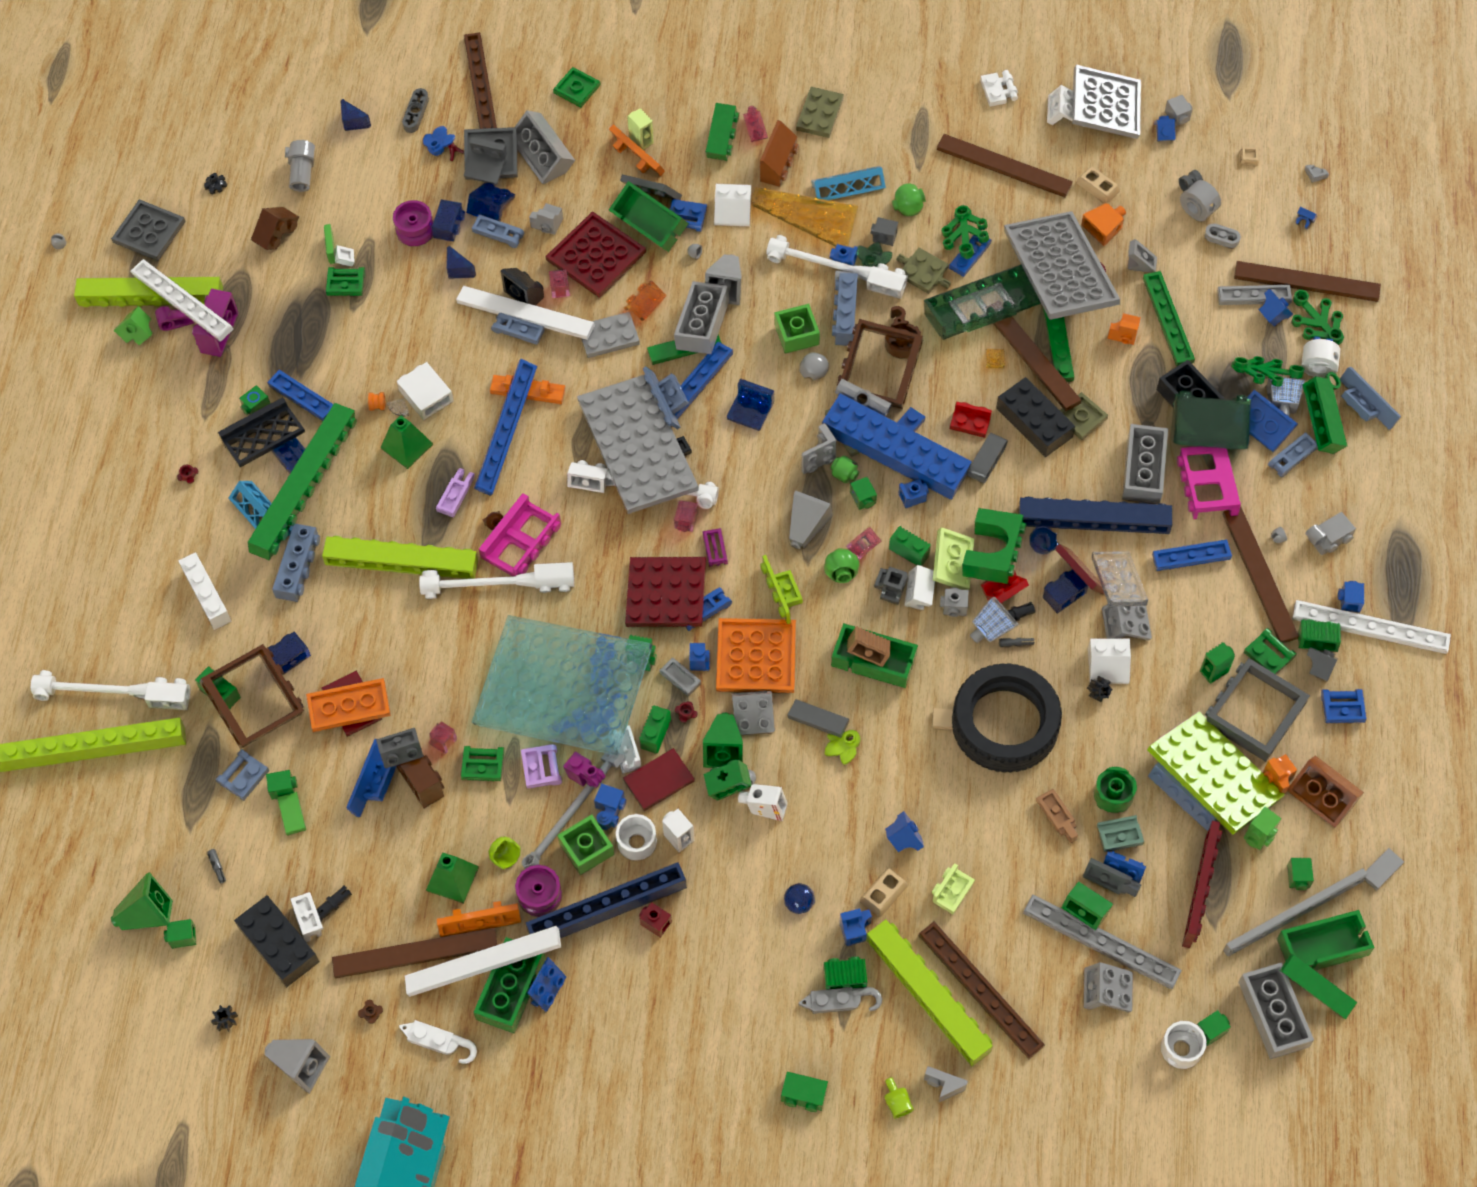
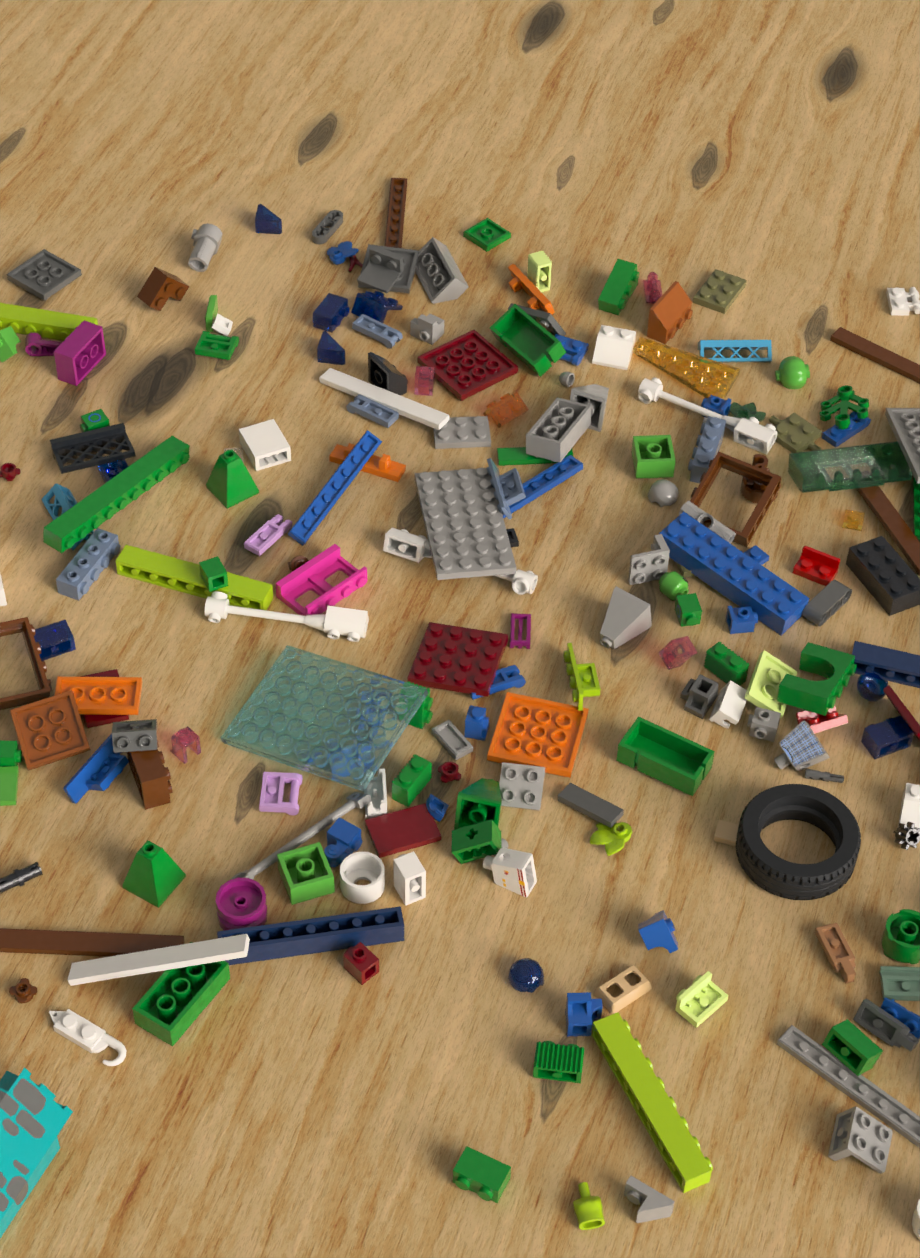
camera: 10 degrees right, 15 degrees down
(182, 300) = (53, 325): white tile -> none
(215, 183) = (119, 250): black plant -> none
(300, 394) = (139, 425): blue plate -> none
(316, 751) = (50, 730): none -> dark orange plate
(376, 401) = (214, 445): orange wheel -> none
(413, 223) = (296, 308): magenta wheel -> none
(419, 554) = (213, 574): none -> green brick
(479, 920) = (167, 923): orange hinge -> none
(482, 768) = (217, 782): green plate -> none
(504, 852) = (216, 863): lime hair -> none
(546, 985) = (221, 1001): blue hinge -> none
(582, 771) = (323, 803): magenta brick -> none
(683, 751) = (436, 807): none -> blue tile
(686, 516) = (497, 596): clear pink brick -> none
(751, 405) = (591, 512): clear blue bracket -> none
(839, 999) = (545, 1088): light grey plate -> none
(841, 565) = (653, 667): bright green plant -> none
(868, 646) = (660, 741): medium nougat brick -> none
(884, 231) = (762, 394): dark grey brick -> none
(981, 990) = (713, 1114): reddish brown tile -> none
(1022, 611) = (835, 748): black pin -> none

